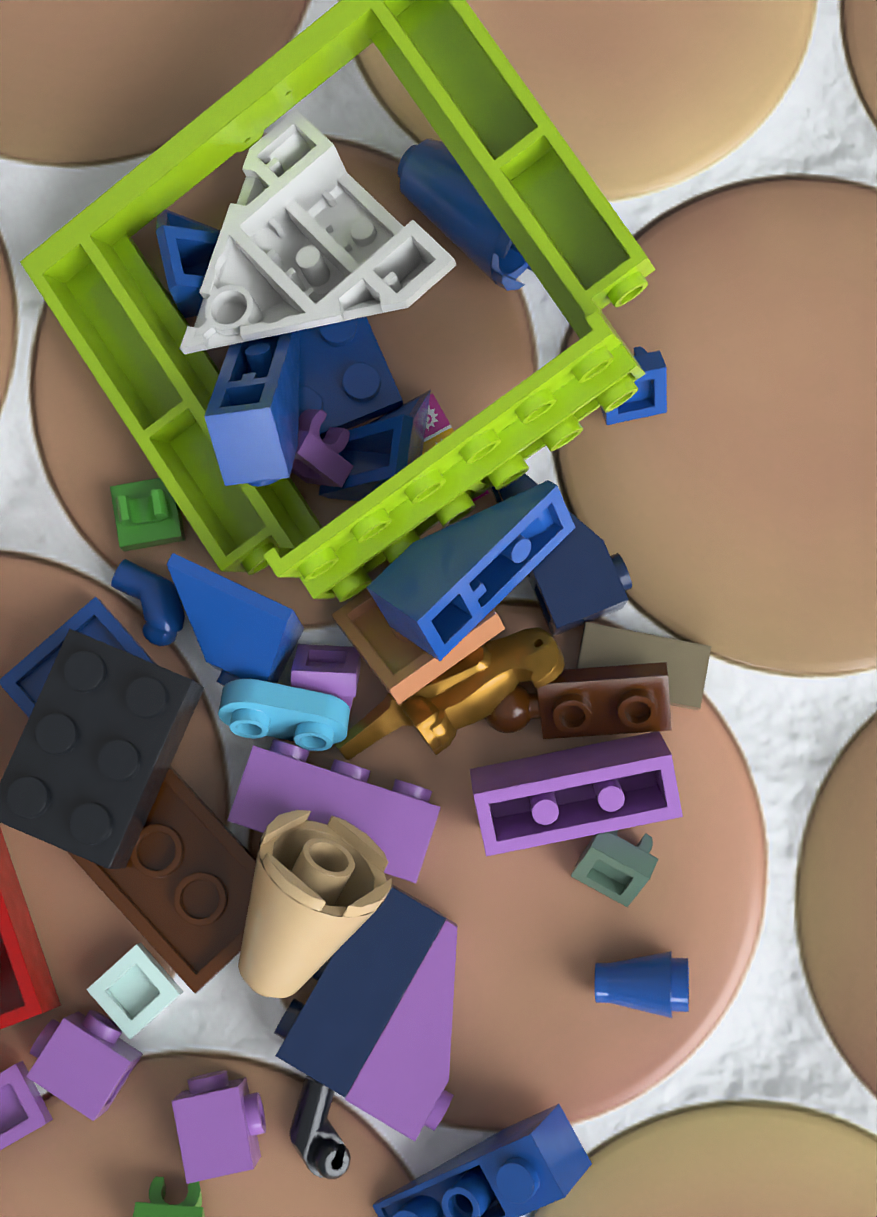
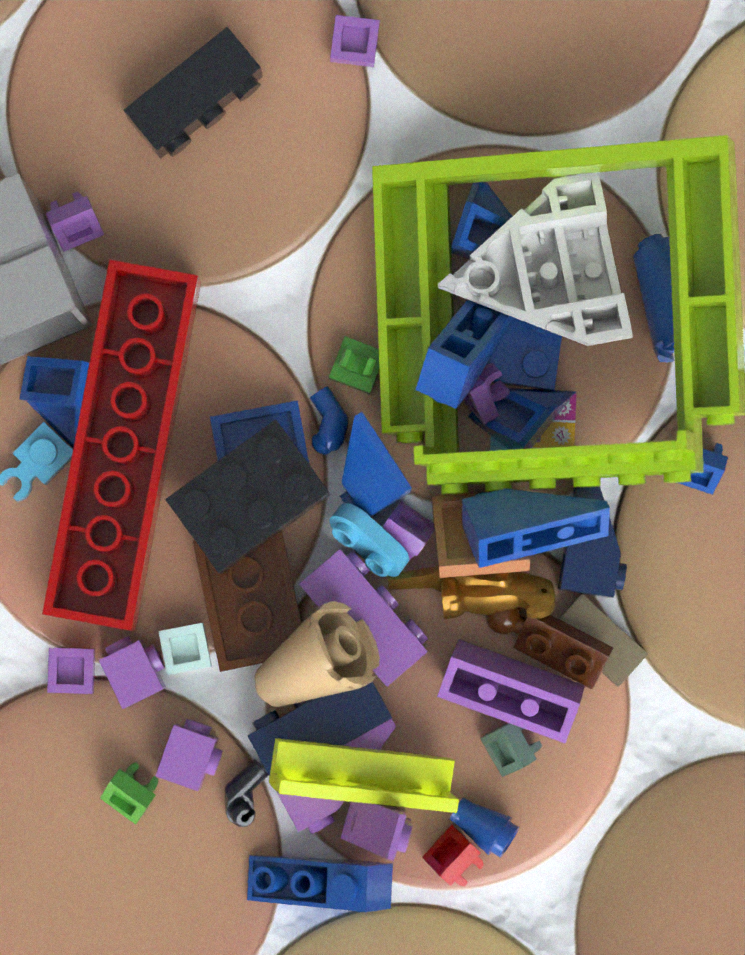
camera: 30 degrees right, 5 degrees up
(451, 1019) = (362, 775): none -> neon yellow fence
(512, 1072) = (377, 828): none -> medium lavender slope
(629, 1047) = (452, 856): none -> red tile

